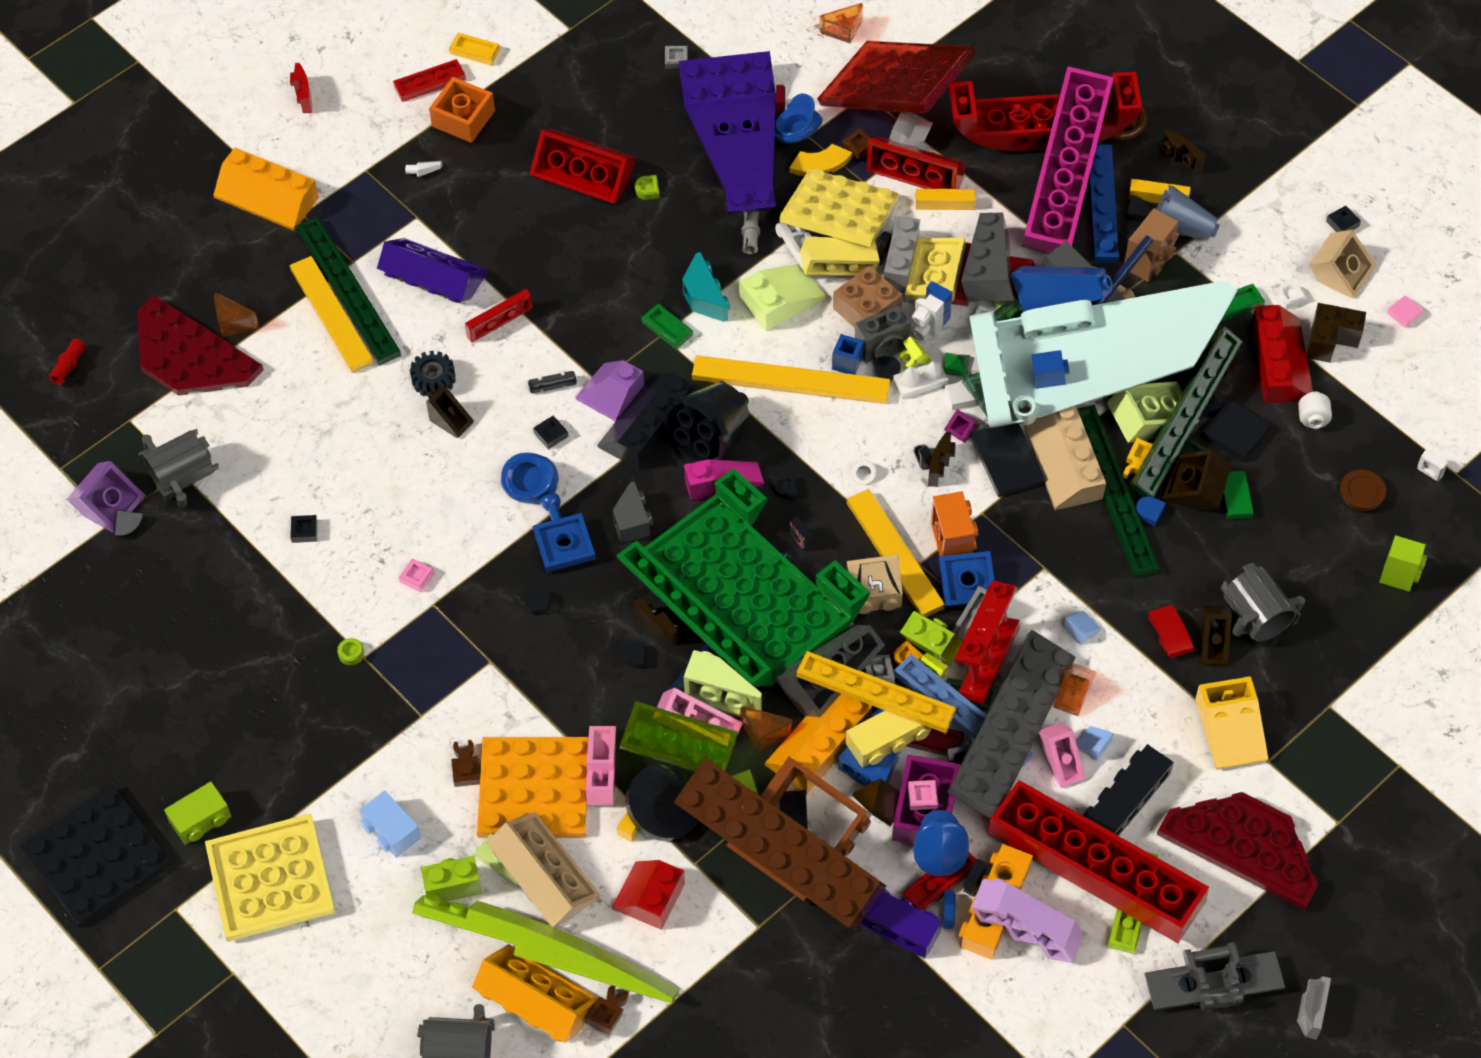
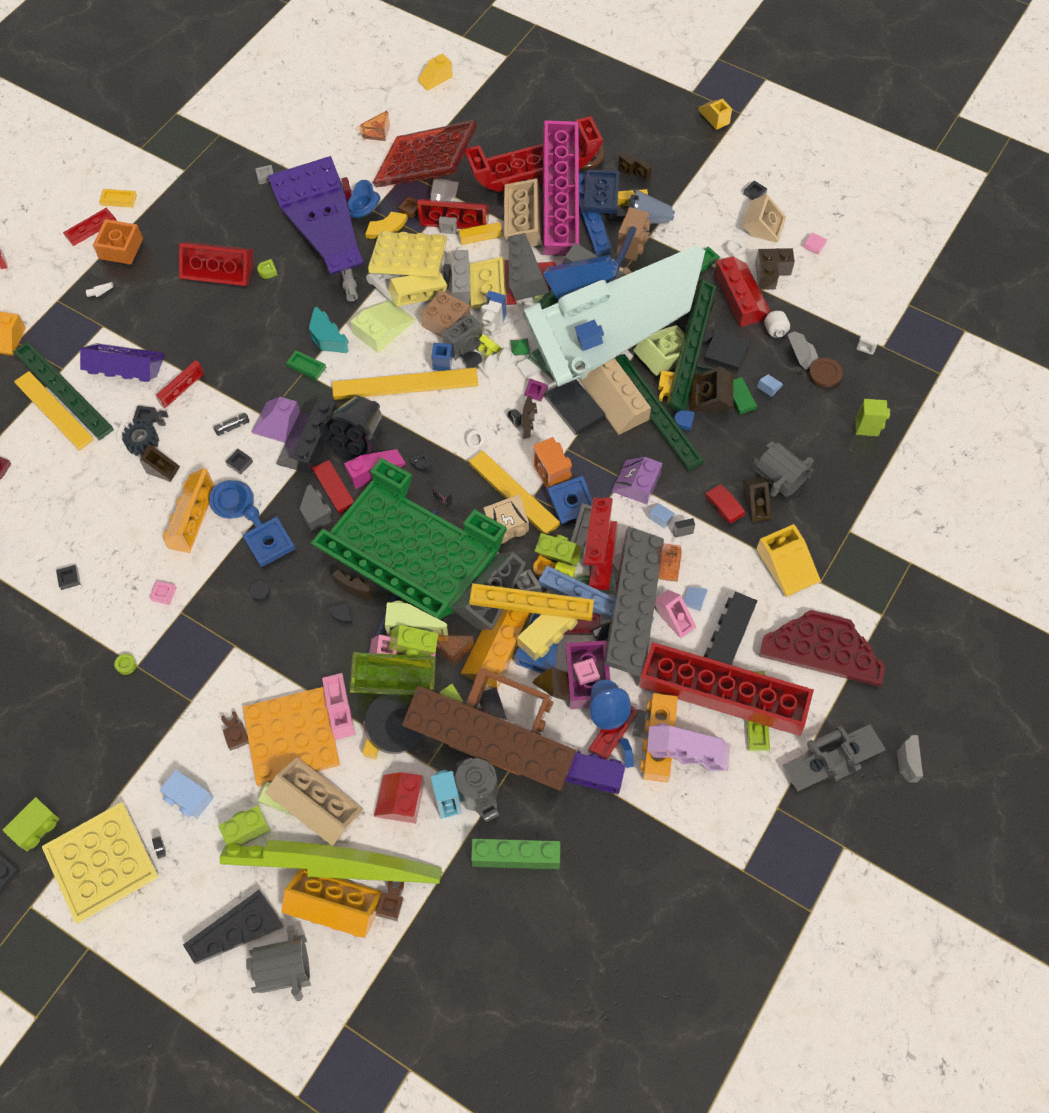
camera: 15 degrees left, 5 degrees up
(343, 877) = (159, 847): none -> black tile
(414, 993) = (235, 928): none -> black wing
(452, 347) = (150, 415): none -> black plate
(473, 481) = (189, 512): none -> light orange slope
(663, 491) = (333, 486): none -> red tile
(707, 898) = (446, 794): none -> medium azure brick
(714, 705) = (413, 641): none -> lime brick
(748, 901) = (477, 787): none -> dark grey container
(775, 993) = (515, 854): none -> bright green brick
(903, 179) = (448, 225): none -> light grey tile
(1011, 181) = (523, 211): none -> tan slope
(1064, 573) = (638, 479): none -> medium lavender slope
(1106, 649) = (684, 527): none -> tile
(1125, 177) = (601, 191): none -> dark blue tile
(1280, 490) = (769, 385): none -> light blue slope
(1320, 99) = (716, 112): none -> yellow slope
(1340, 454) = (804, 351): none -> light grey slope

